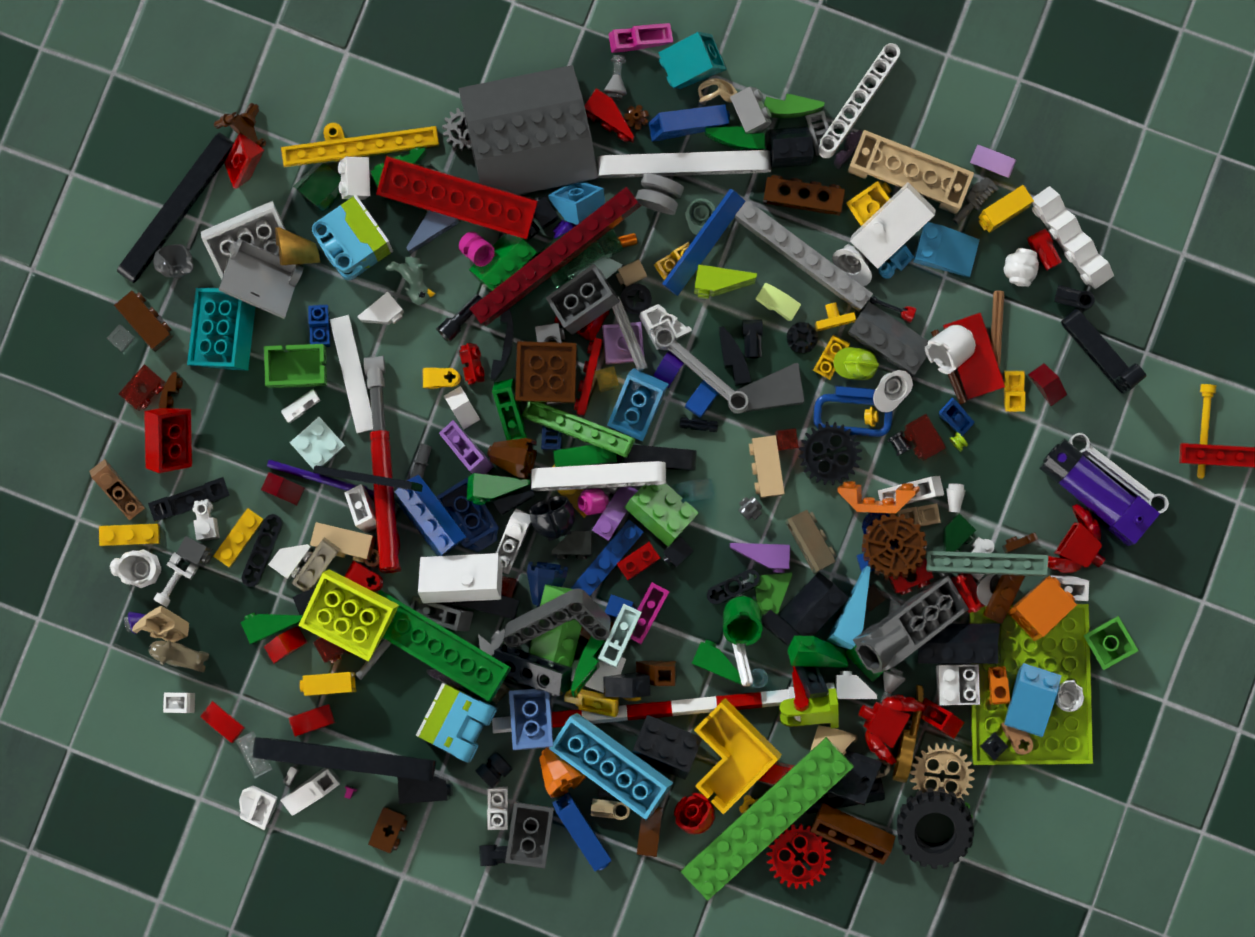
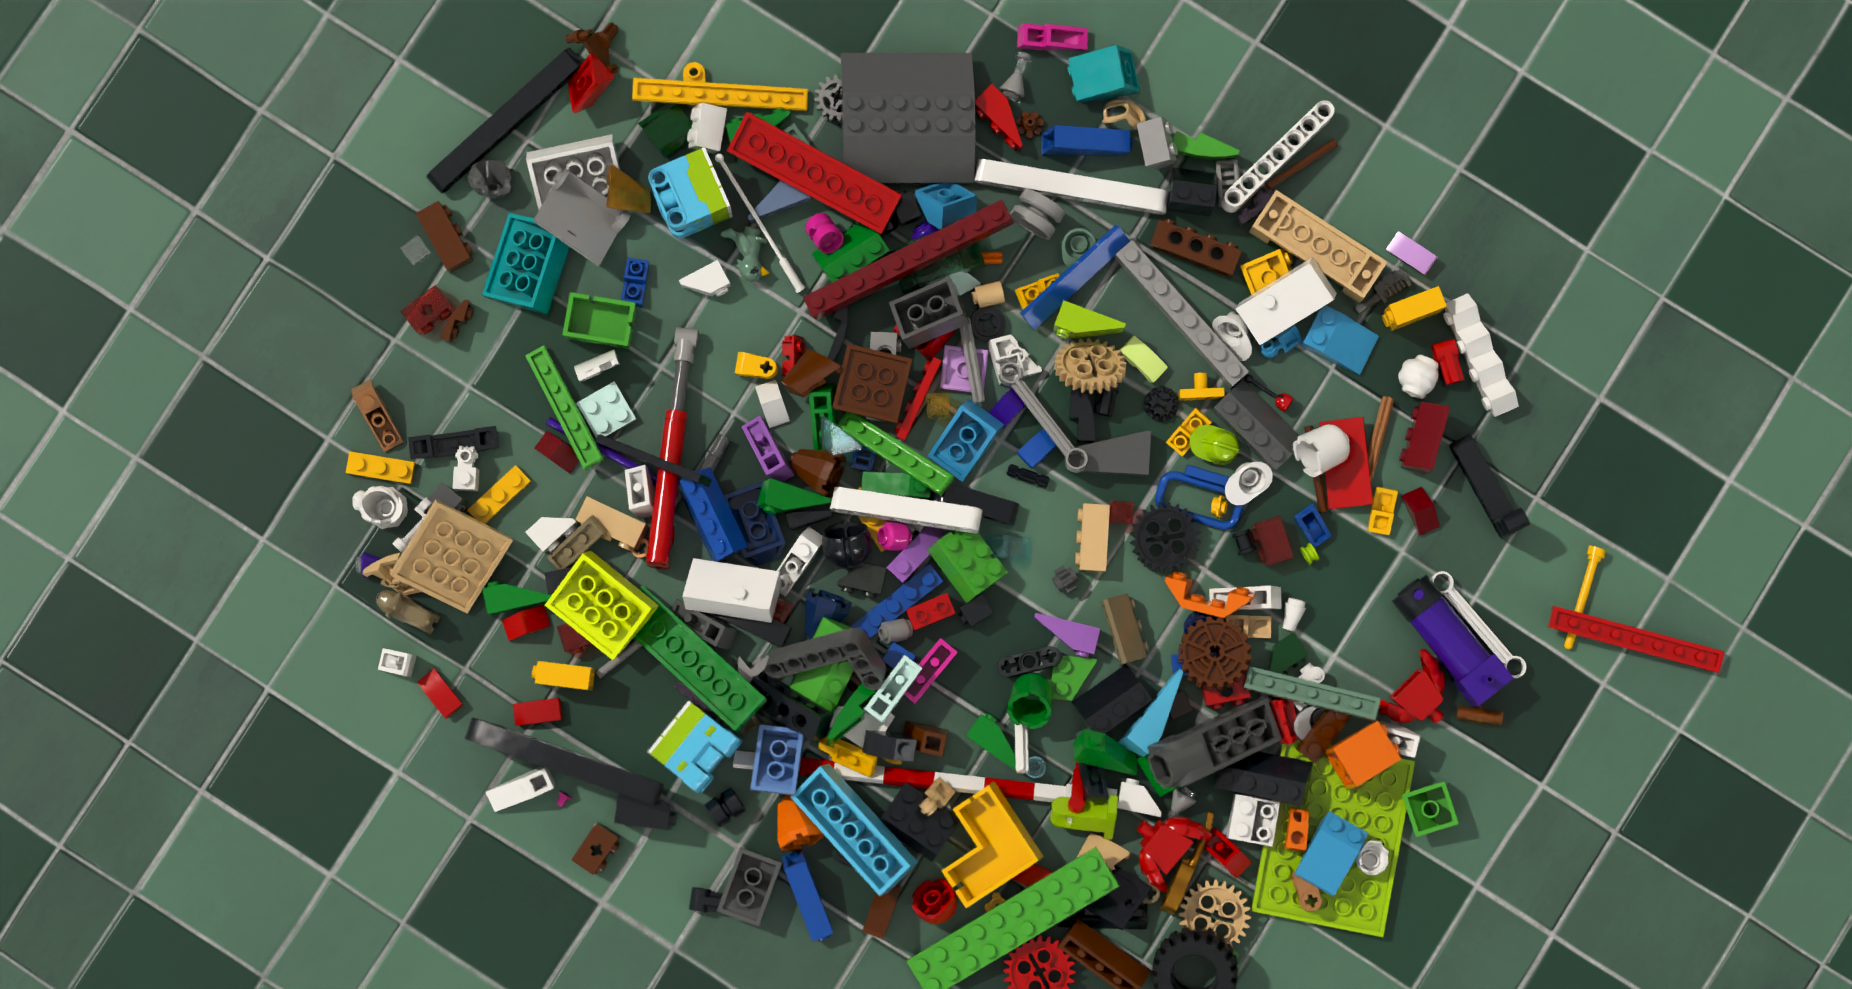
camera: 10 degrees right, 0 degrees up
(168, 439) = (444, 372): red slope -> none
(207, 599) = (451, 556): none -> tan plate
(257, 766) = (468, 749): clear slope -> none
(257, 806) = (458, 793): white slope -> none
(264, 551) = (526, 517): black beam -> none
(280, 448) = (564, 407): none -> bright green tile
(291, 774) = (503, 766): white tile -> none
(352, 373) = (660, 341): white tile -> none
(362, 576) = (625, 565): red piece -> none
(446, 281) = (783, 261): none -> white piece
(451, 326) = (779, 312): black piece -> none
(489, 374) = (809, 373): none -> reddish brown slope
(497, 808) = (720, 850): white slope -> none
(524, 427) = (836, 440): none -> clear light blue slope
(607, 809) = (841, 876): tan piece -> none
(611, 584) = (895, 630): none -> light grey brick
(679, 720) = (938, 795): none -> tan plate
(722, 315) = (1076, 370): none -> tan gear
(736, 138) = (1134, 170): green slope -> none
(779, 627) = (1069, 716): black slope -> none
(880, 104) = (1300, 164): none -> reddish brown bar
(994, 746) = (1278, 895): black tile -> none
(1014, 542) = (1347, 677): reddish brown plate -> none
(1037, 319) = (1424, 437): none -> dark red slope
(1071, 297) = (1466, 421): black piece -> none
(1136, 552) = (1479, 715): none -> clear orange pin

